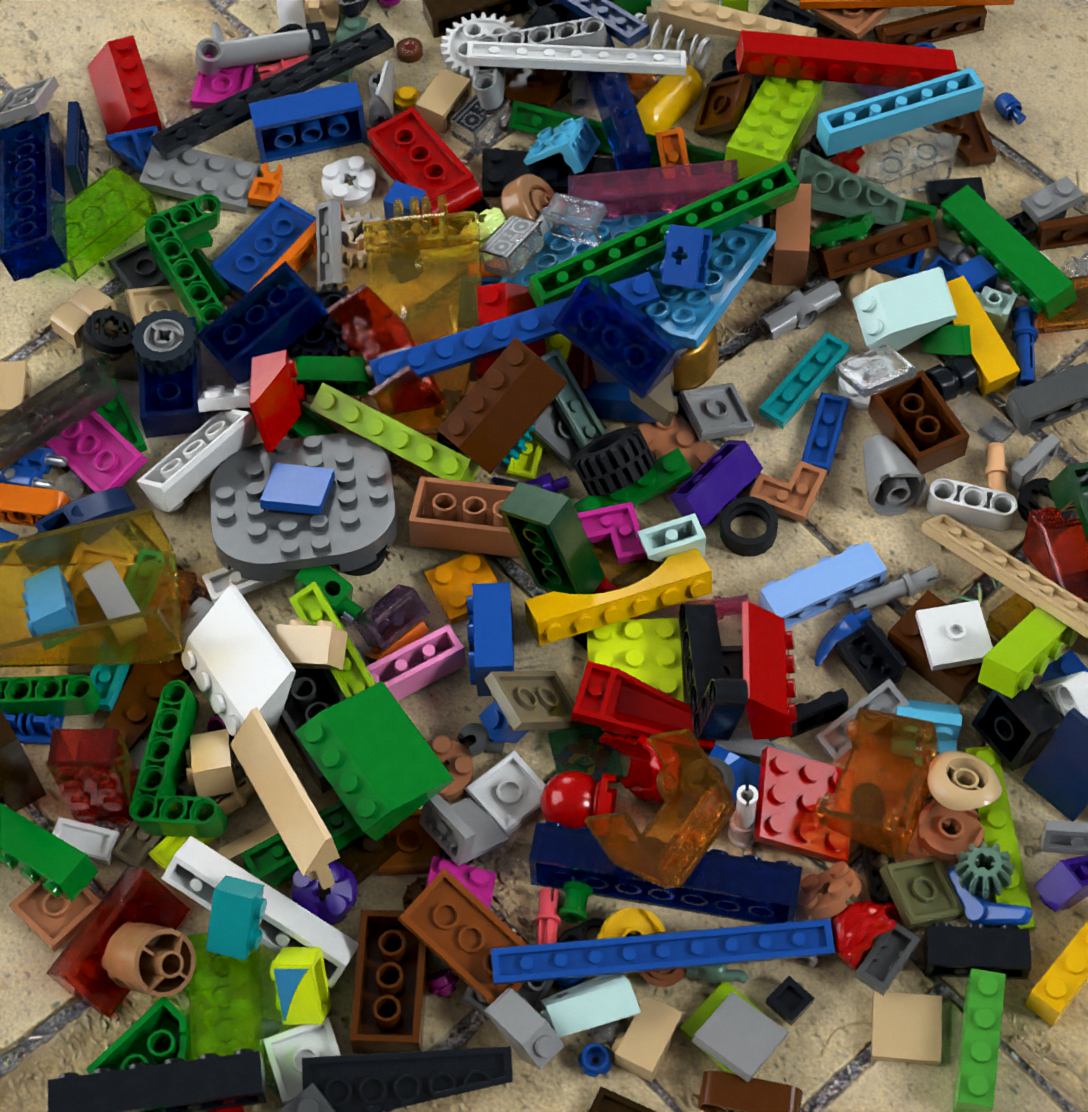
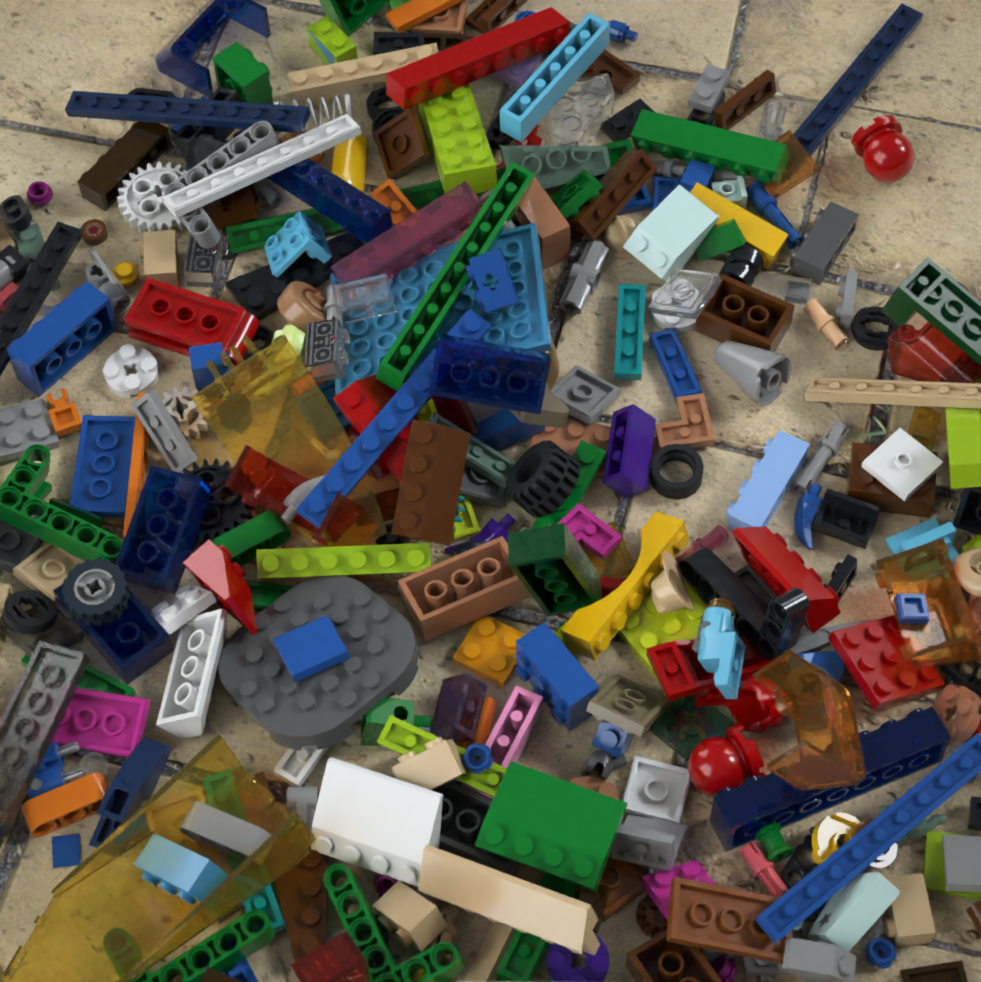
camera: 35 degrees left, 0 degrees up
(349, 657) = (477, 750): none -> blue plate
(650, 700) = (720, 647): none -> medium azure plate
(656, 620) = (669, 587): none -> tan piece
(673, 538) = (634, 513): light aqua slope -> none
(743, 819) = (858, 690): white pin -> none
(834, 737) = (866, 593): light grey plate -> none
(864, 772) = (912, 608): none -> blue tile
(985, 499) = (839, 355): white beam -> none

